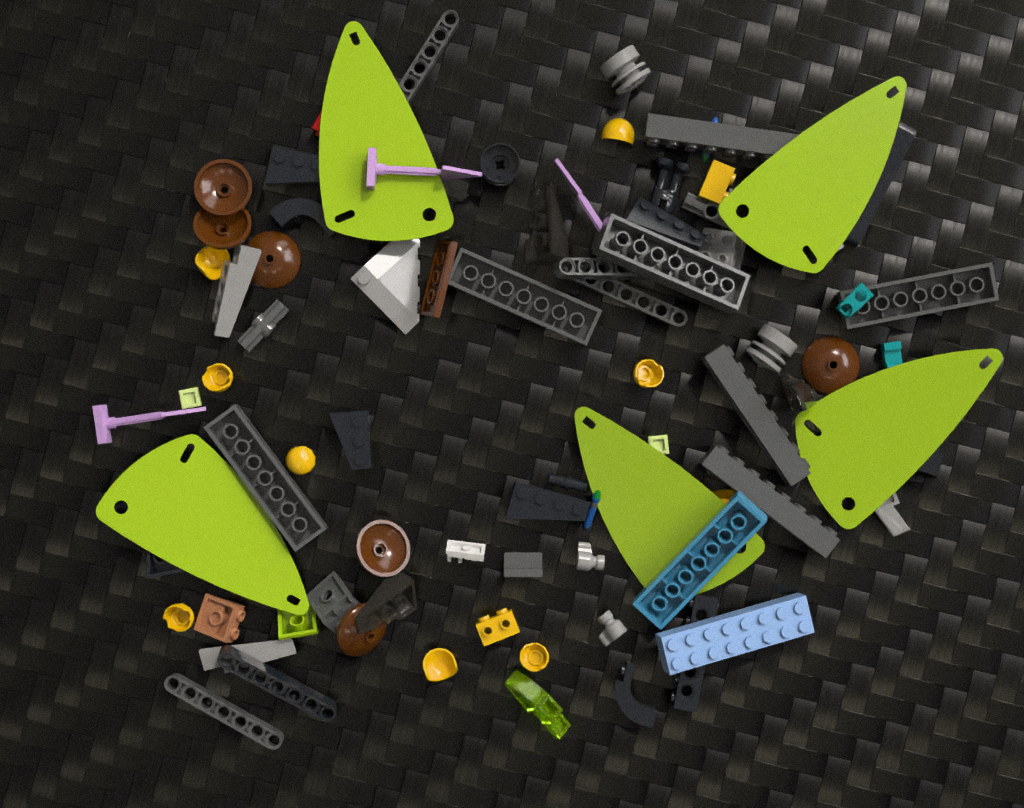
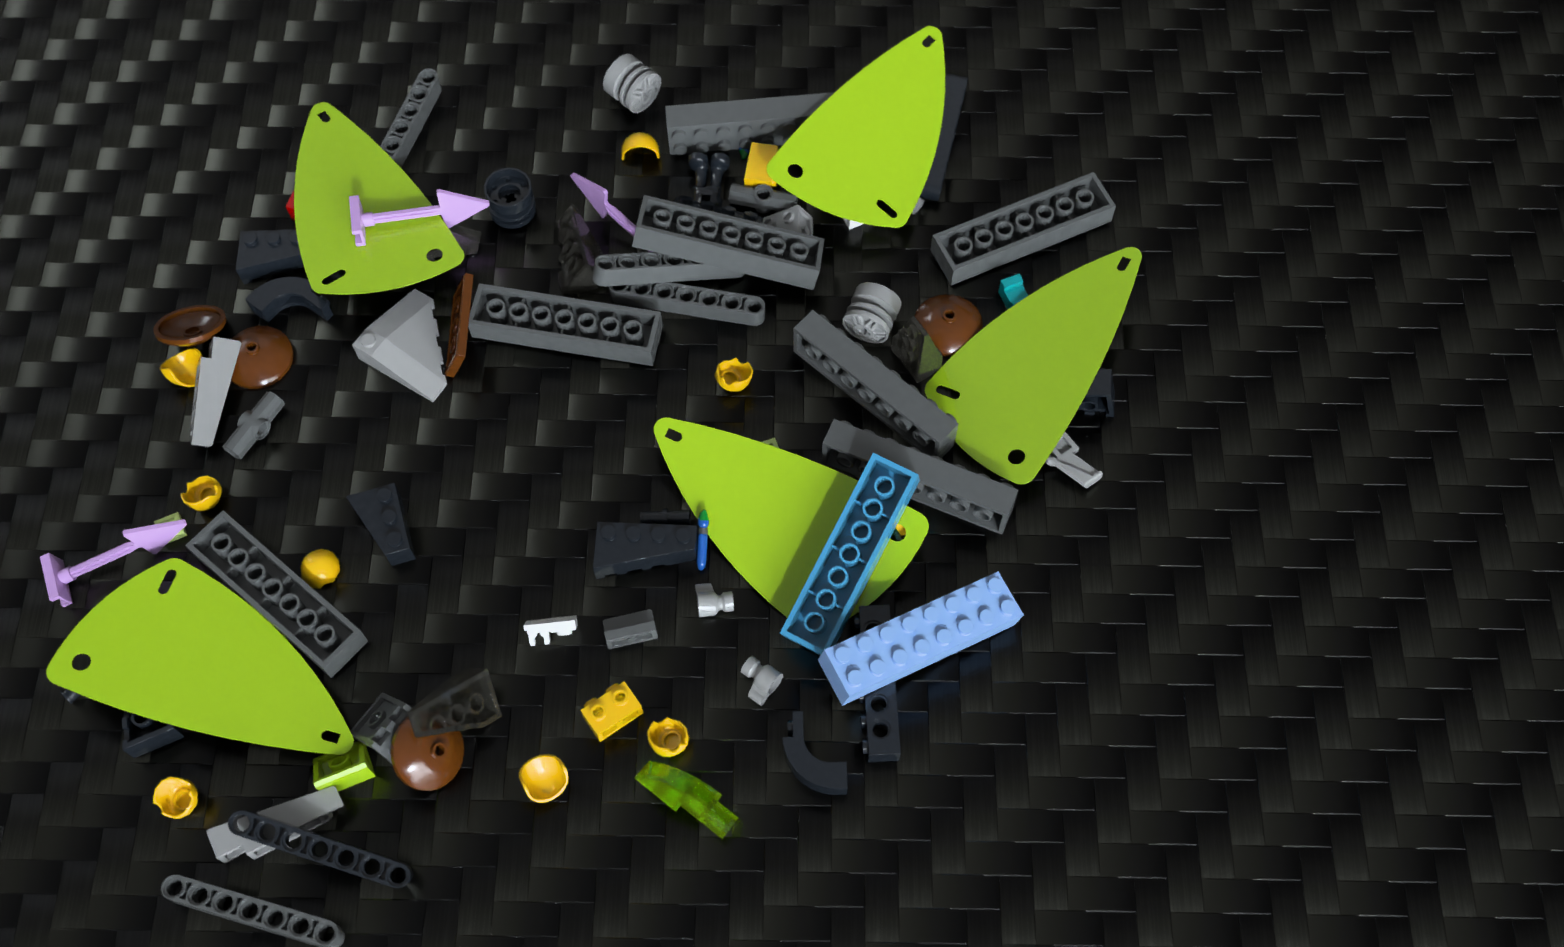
camera: 10 degrees left, 25 degrees down
(219, 618) = (233, 785): nougat plate -> none
(220, 175) = (187, 287): reddish brown dish -> none
(390, 541) = (441, 634): reddish brown dish -> none
(854, 300) = (951, 234): teal leg -> none

